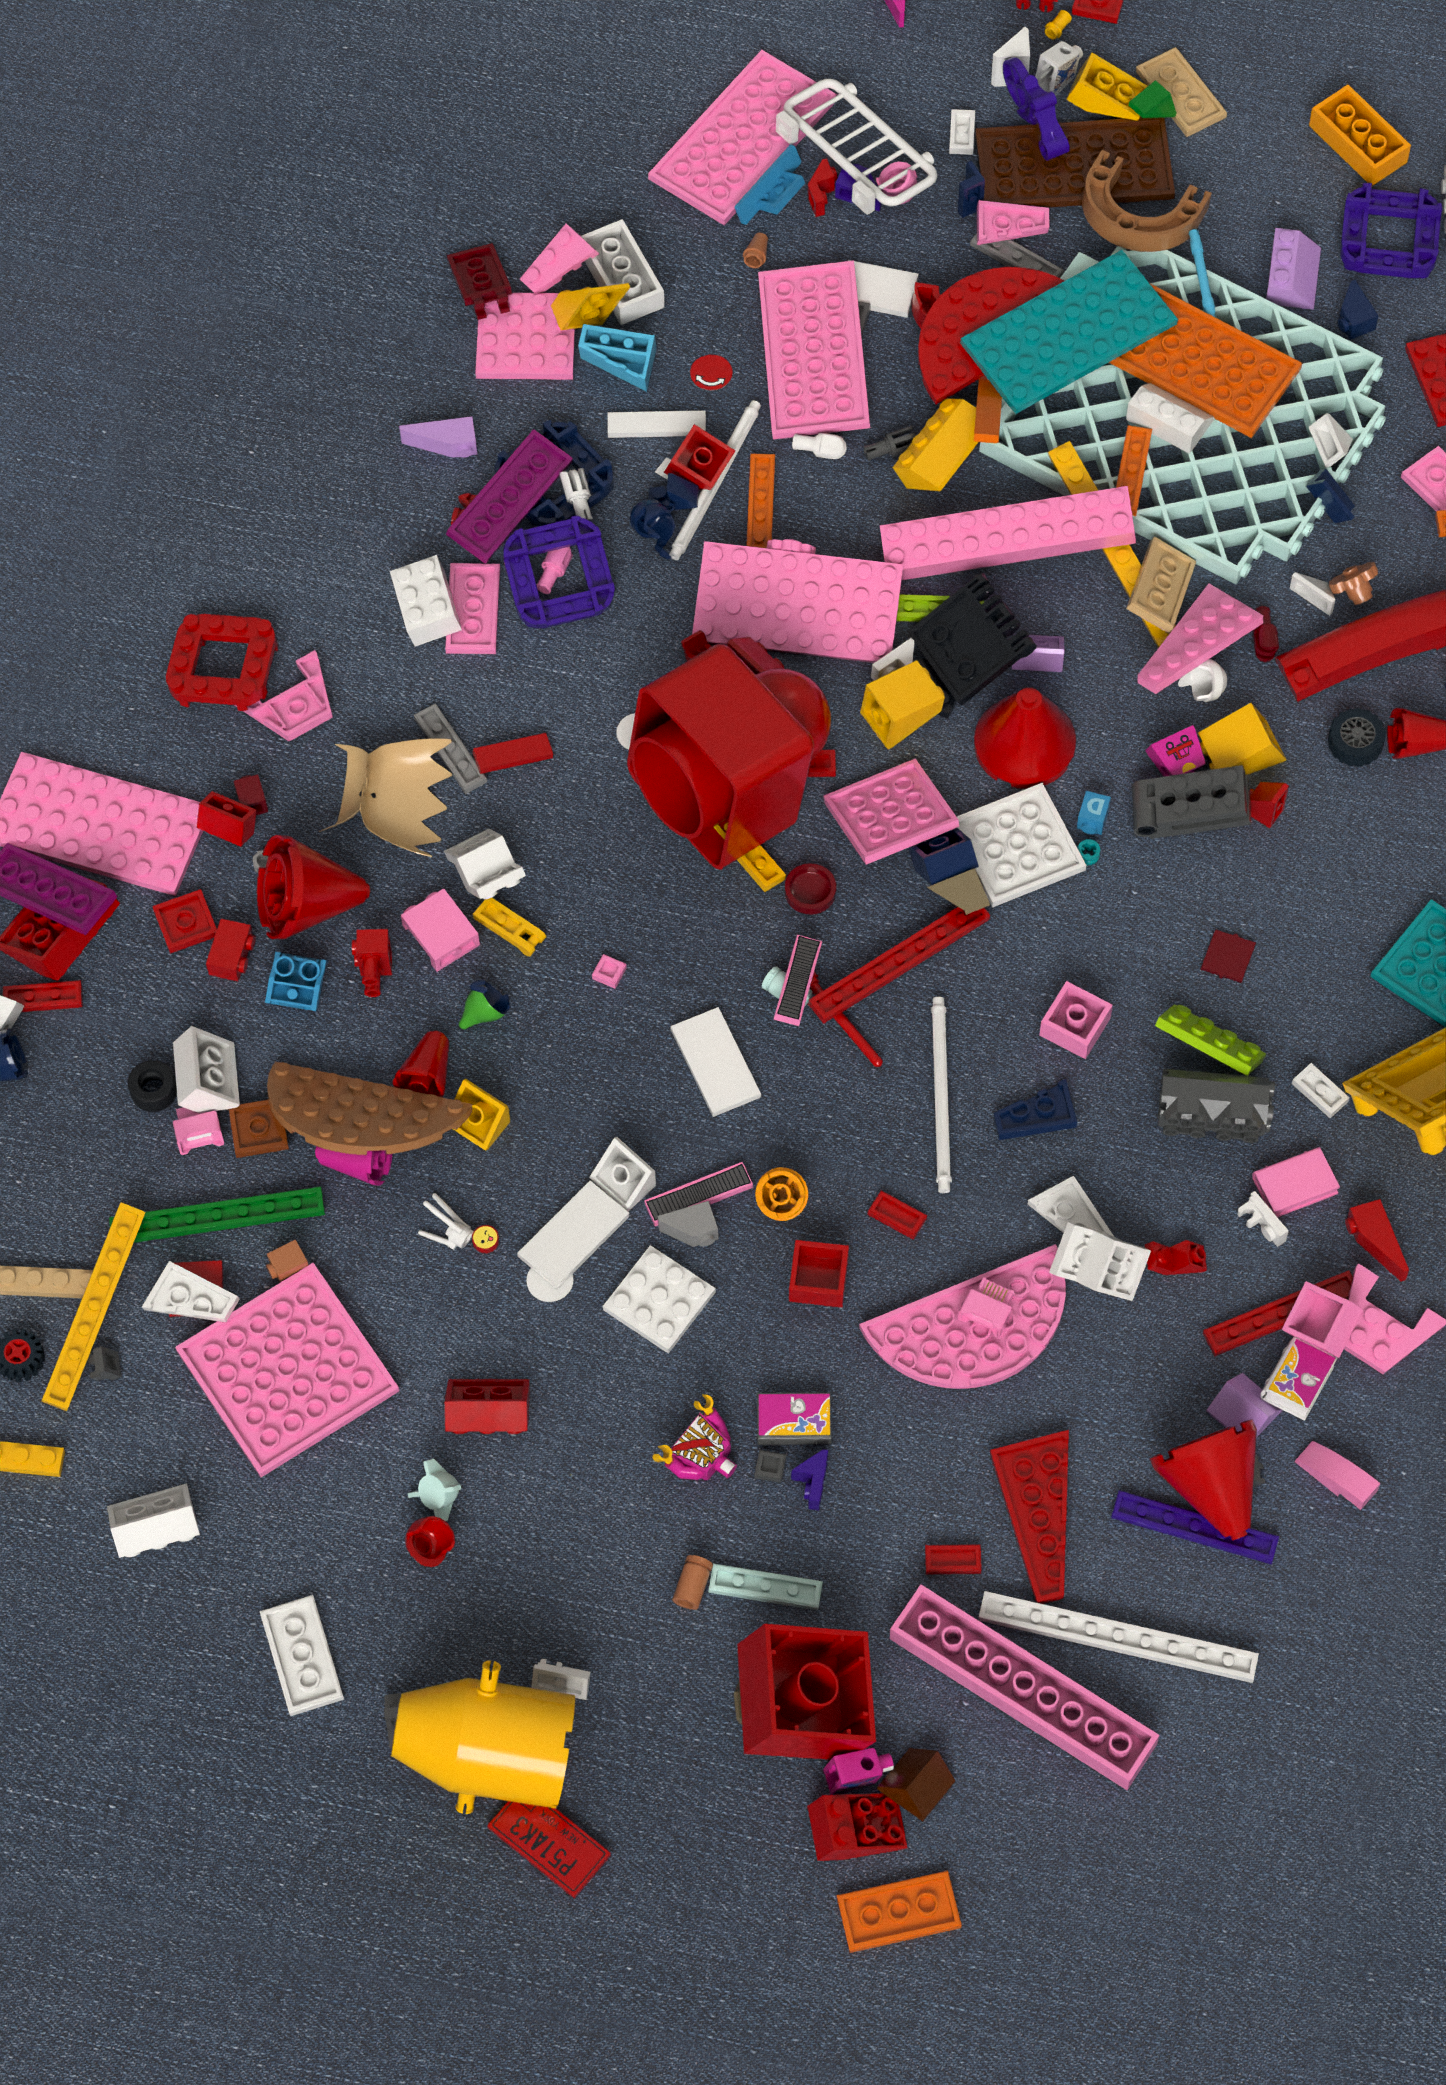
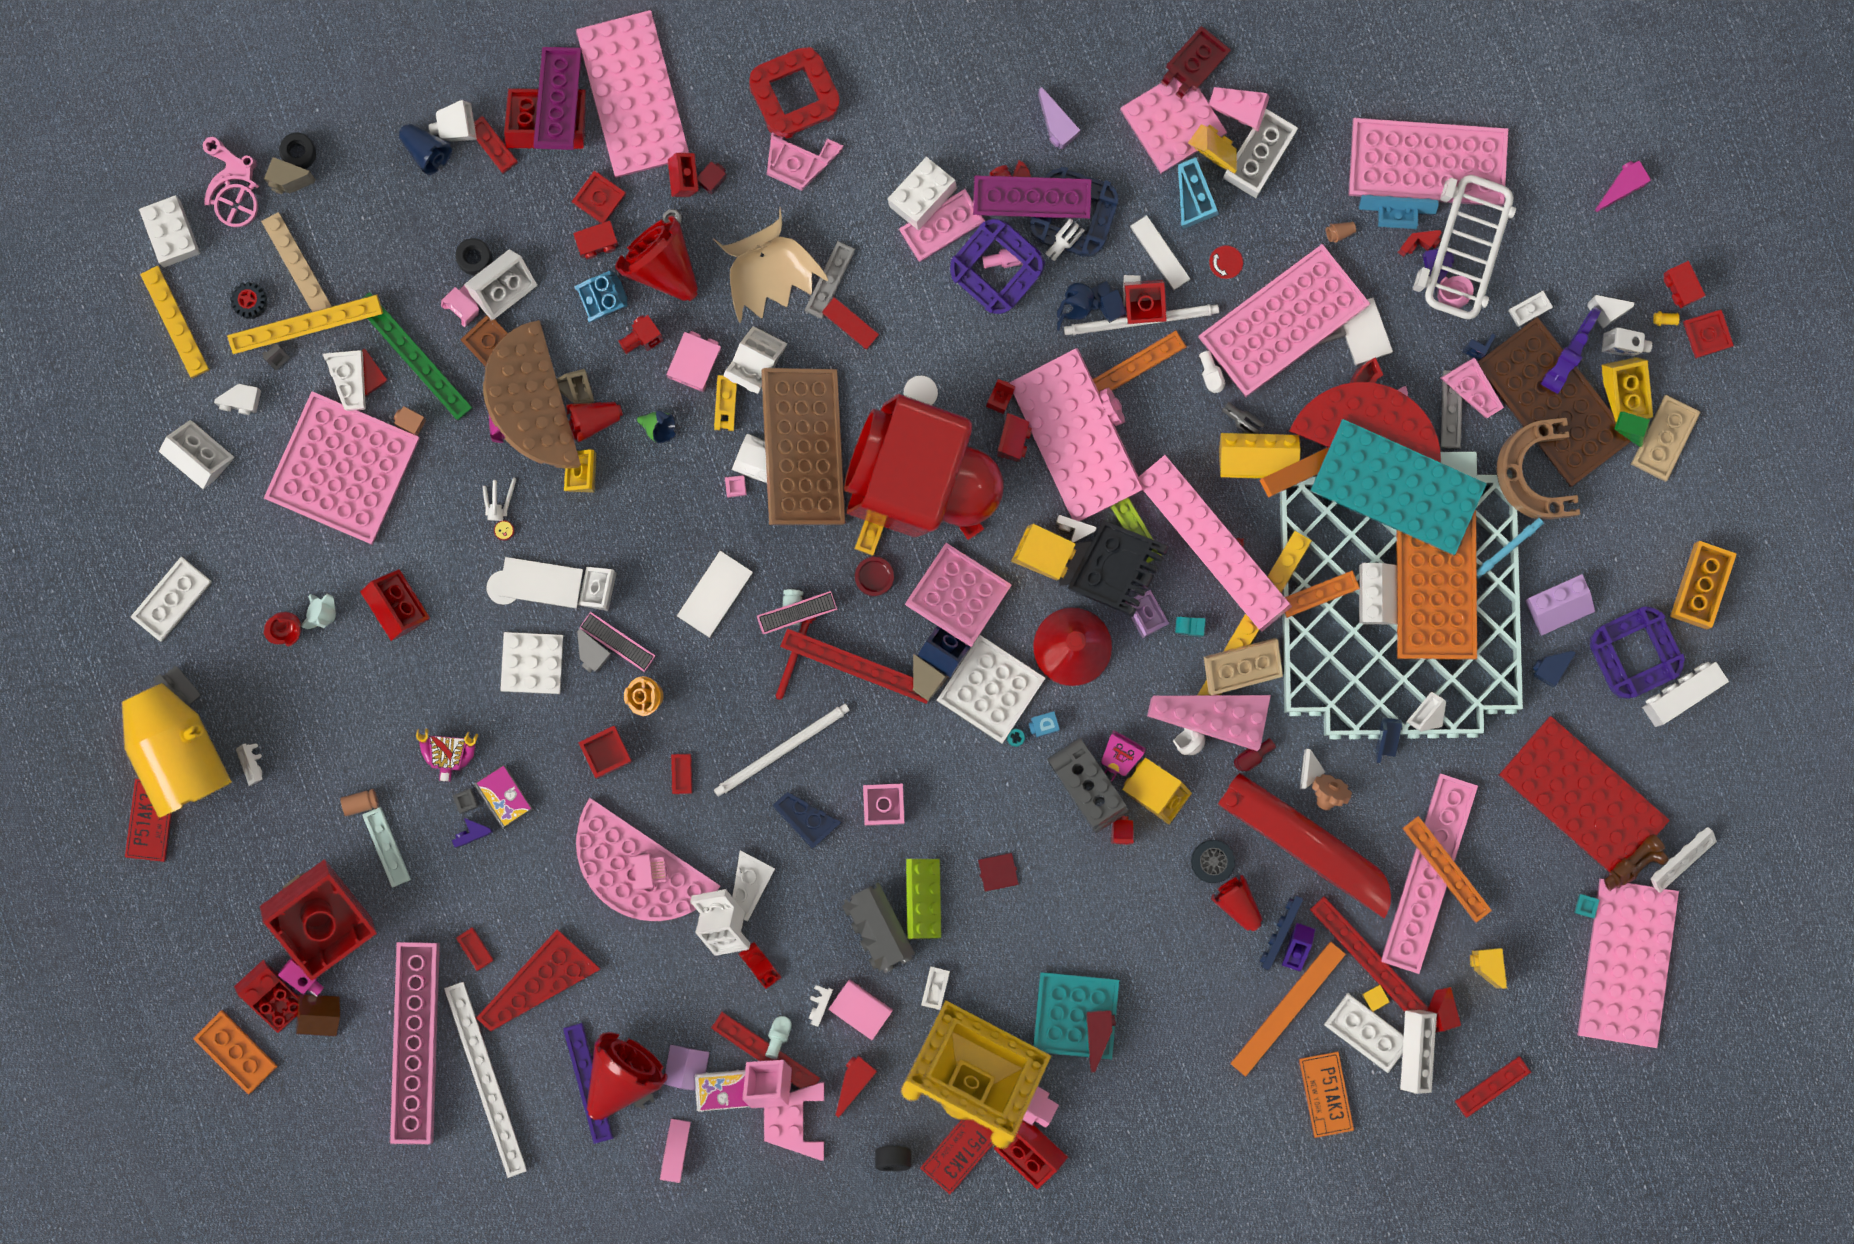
camera: 50 degrees right, 20 degrees up
(125, 1431) = (241, 398): none -> white slope
(377, 1062) = (576, 386): none -> dark tan slope
(595, 929) = (752, 459): none -> white slope
(616, 869) = (803, 446): none -> medium nougat plate
(1083, 614) = (1190, 626): none -> teal leg
(1270, 1283) = (778, 1035): none -> light aqua arm

